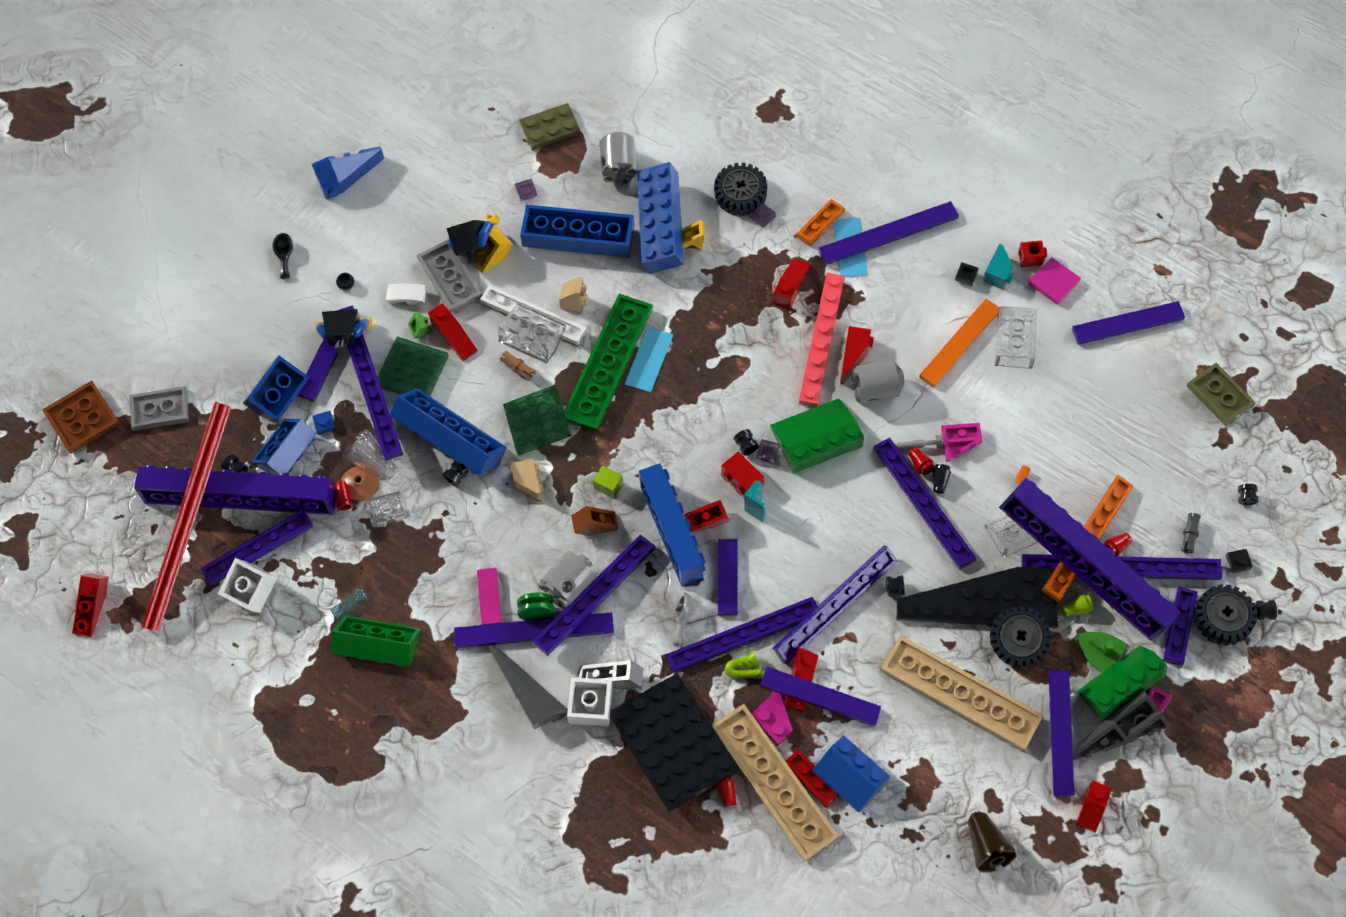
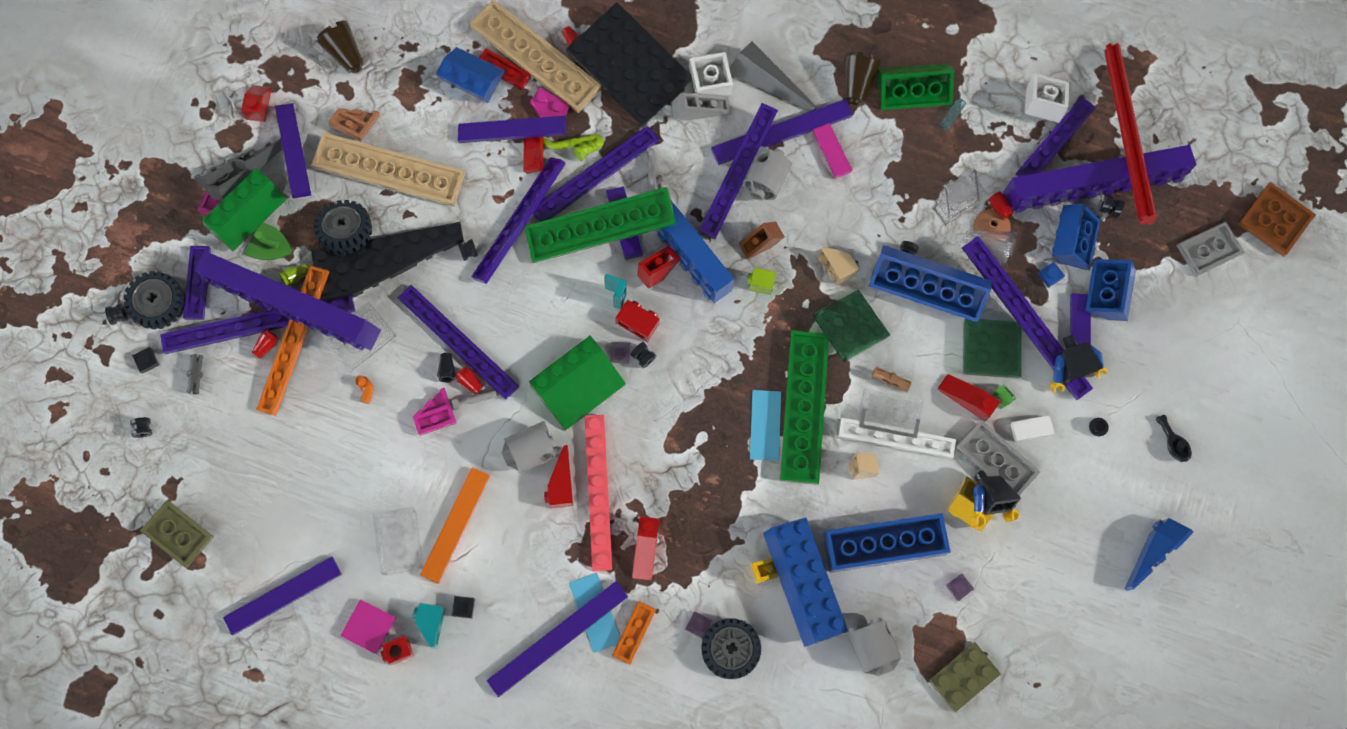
camera: 155 degrees right, 10 degrees up
(89, 603) = (1175, 56): red slope -> none
(430, 663) = (859, 75): none -> dark brown cone
(535, 606) = (789, 142): green head -> none
(755, 561) = (600, 225): none -> green plate
(989, 755) = (353, 122): none -> nougat wing

